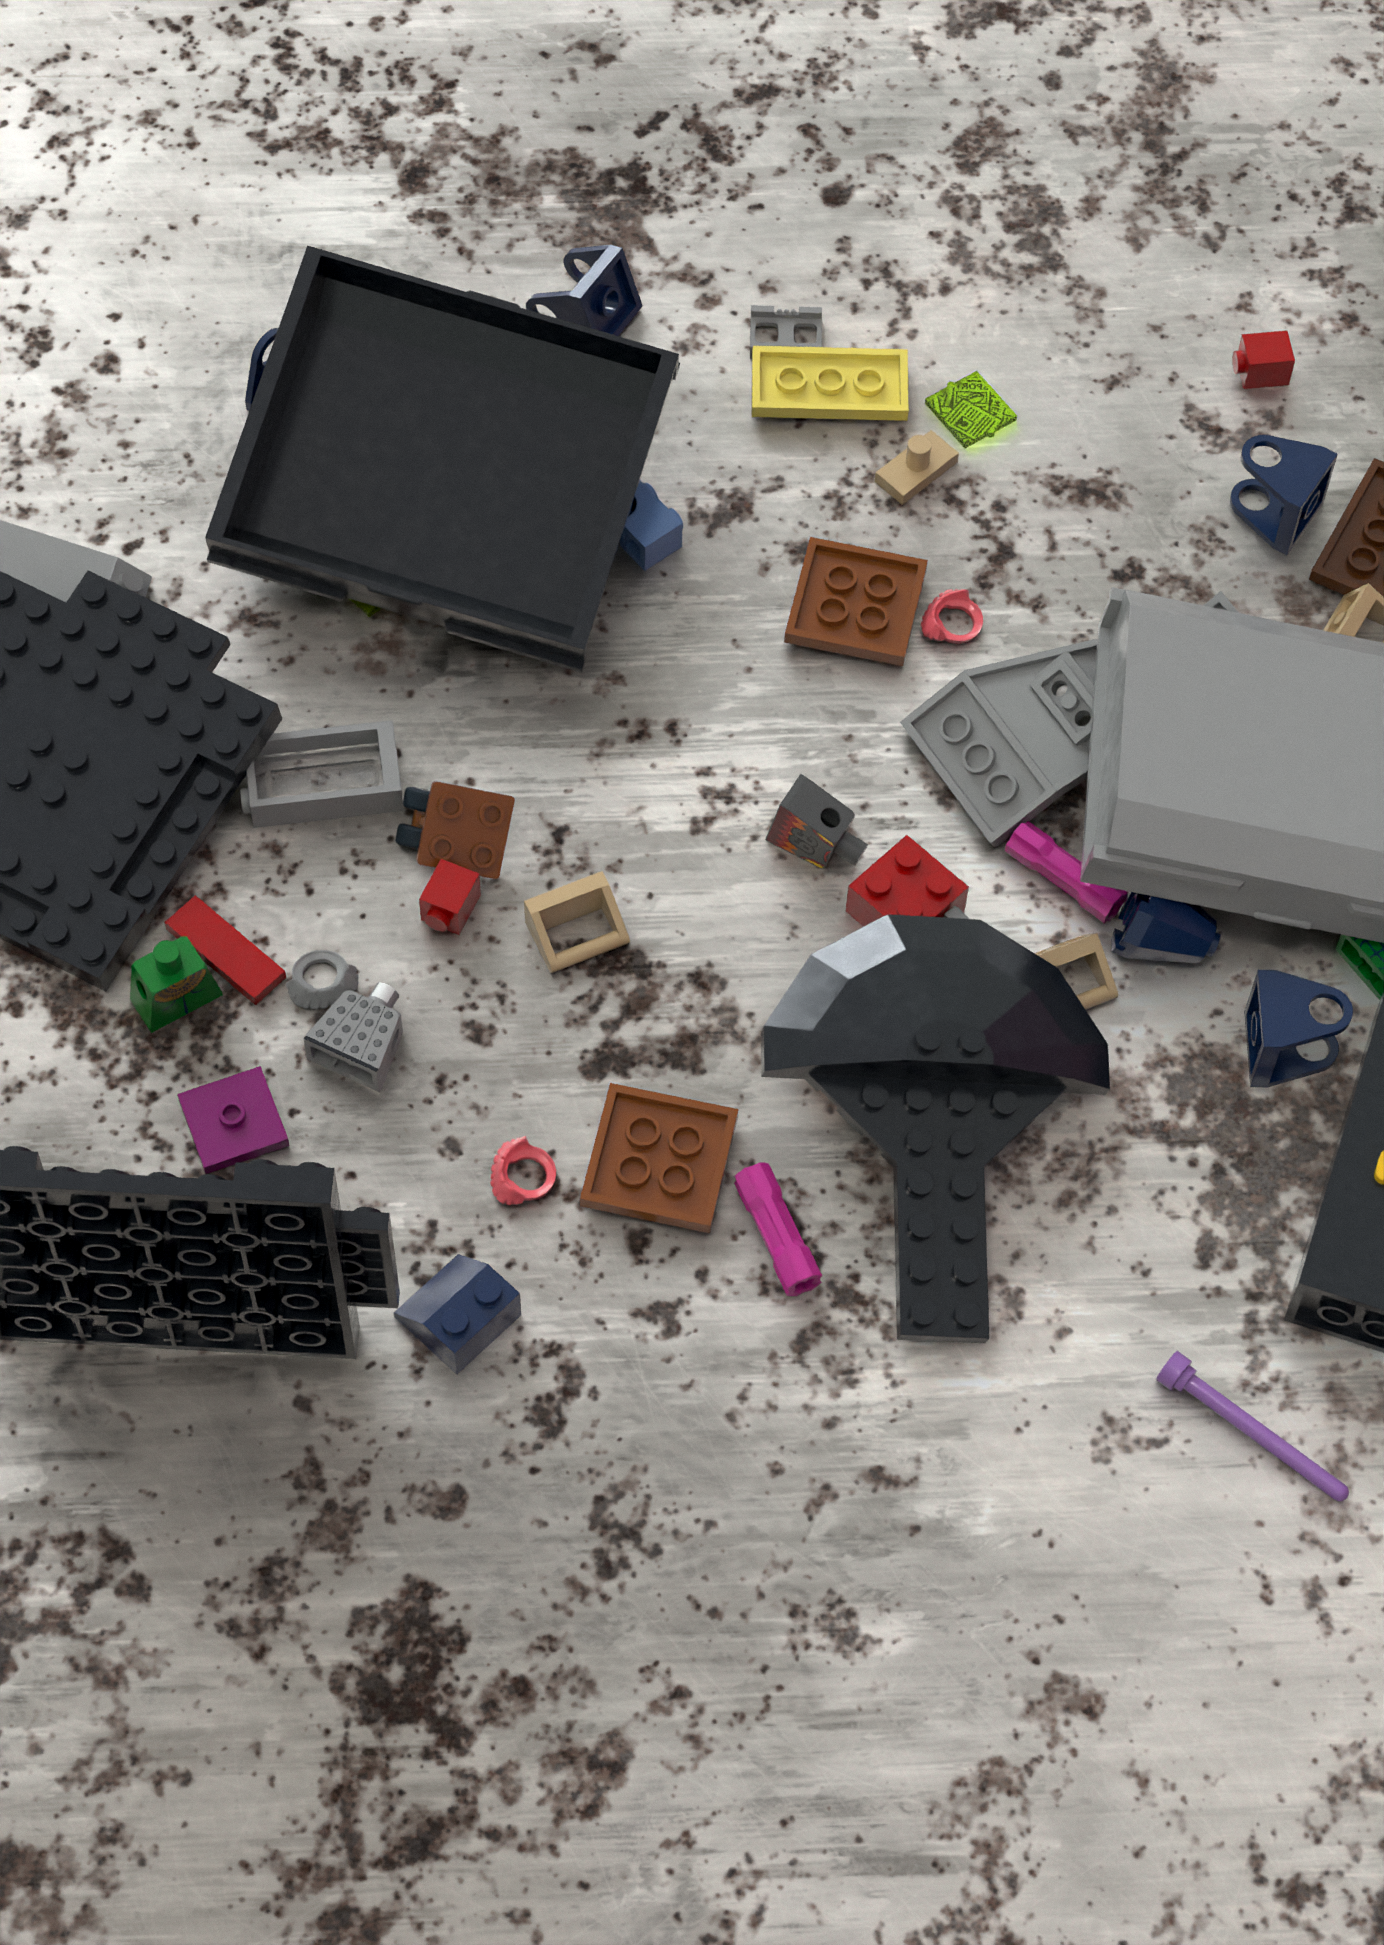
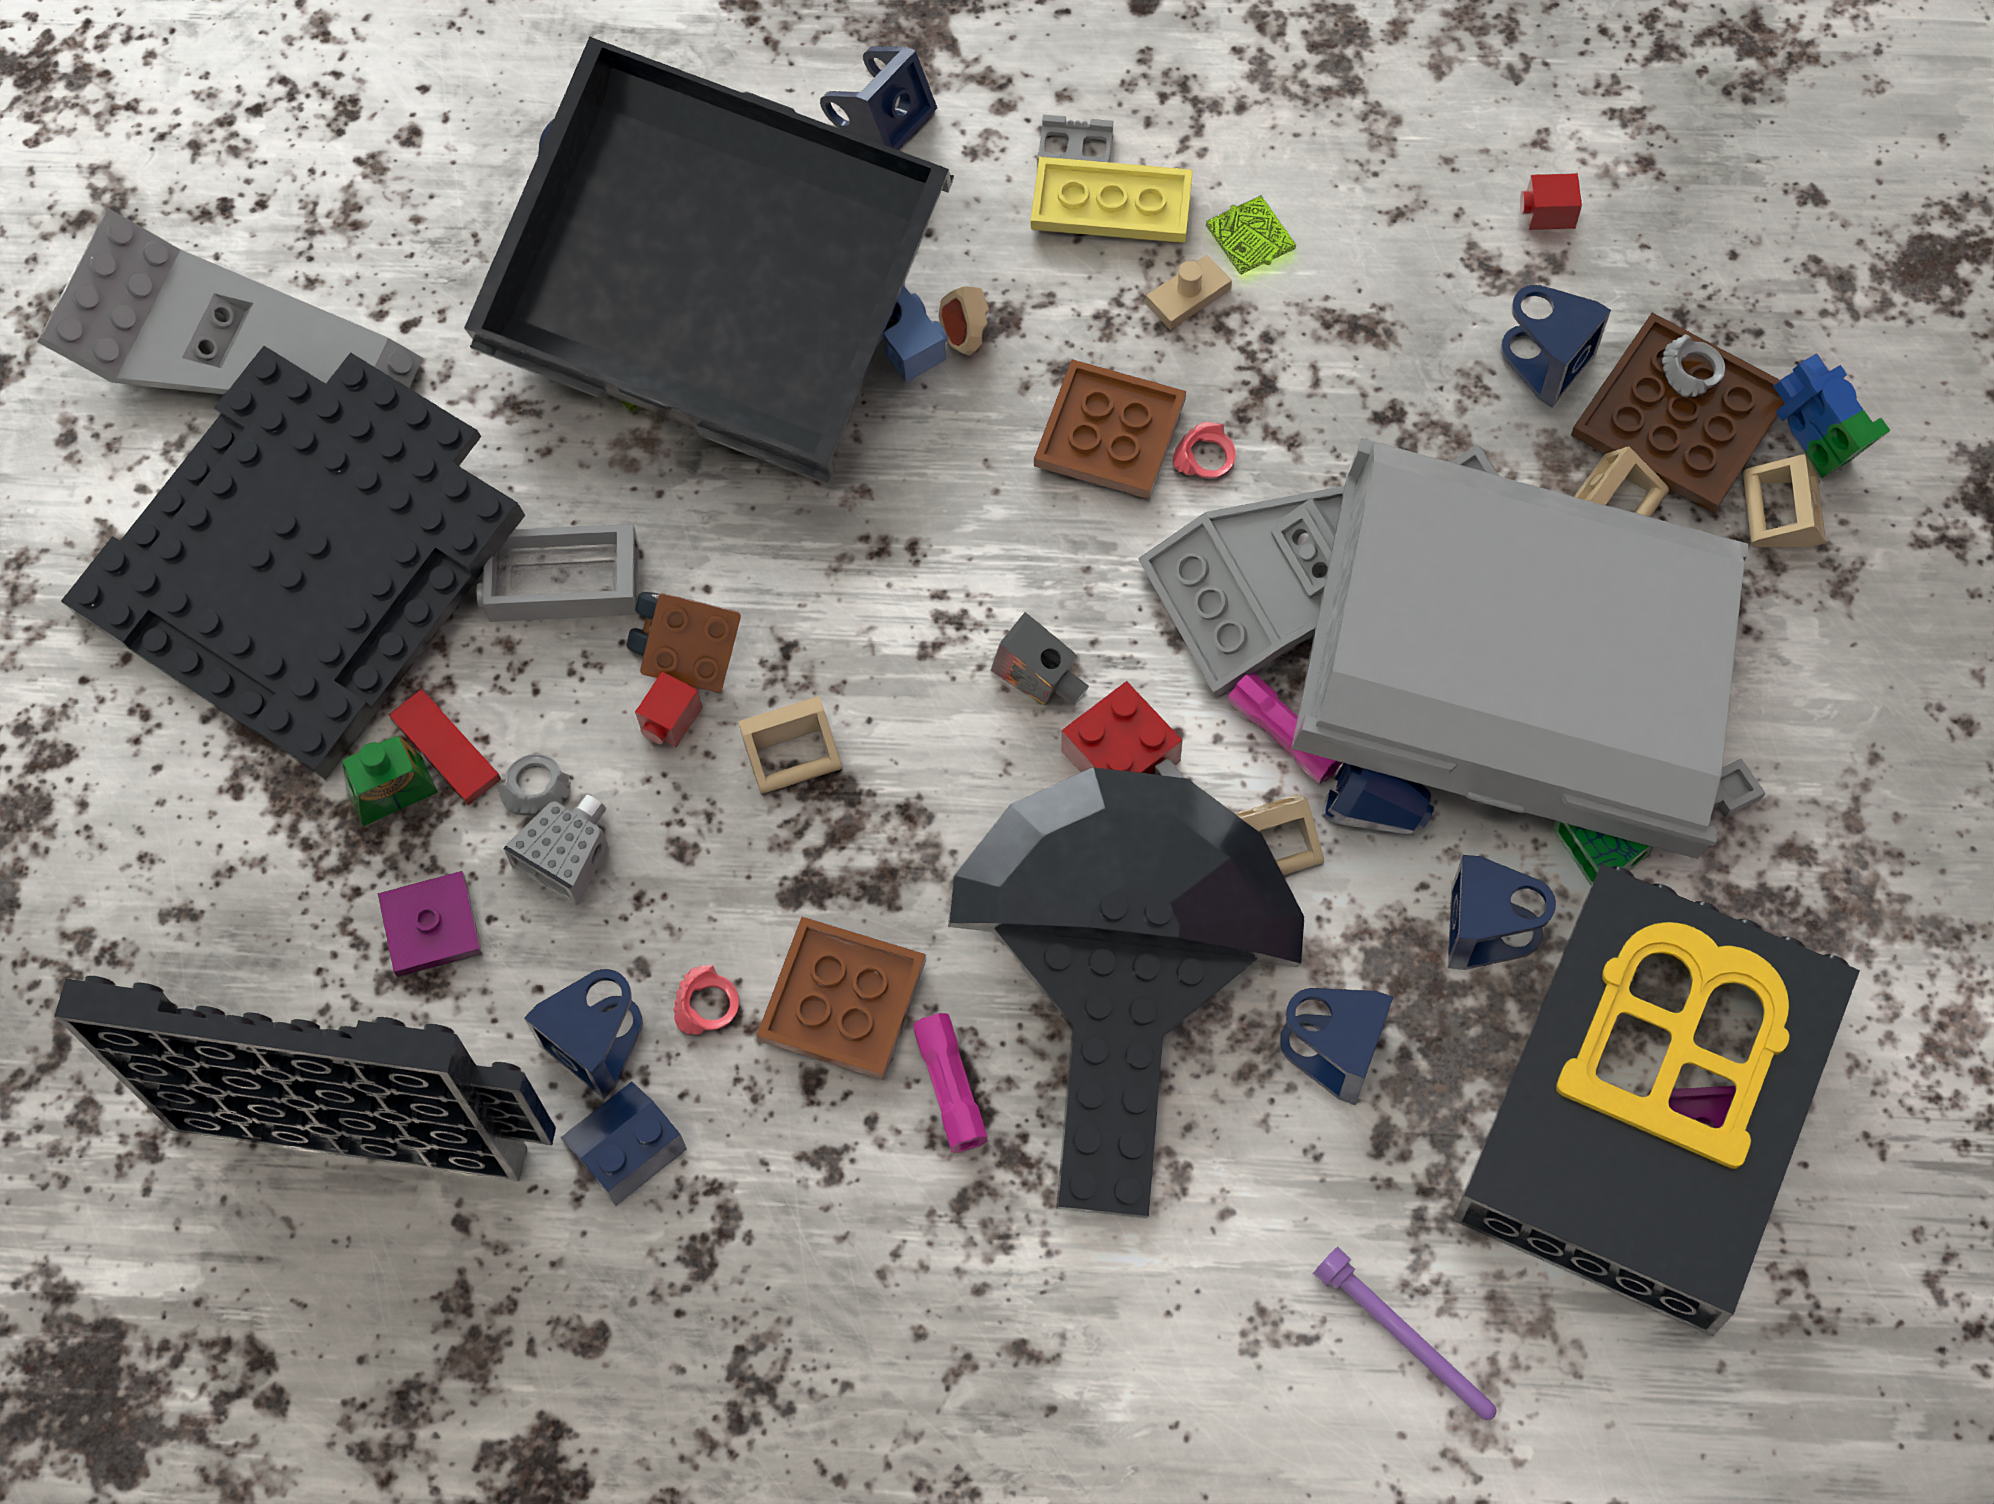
camera: 10 degrees right, 5 degrees up
(415, 1203) = (584, 1035): none -> dark blue hose
(698, 504) = (964, 318): none -> tan rock
(1162, 1157) = (1343, 1039): none -> dark blue hose

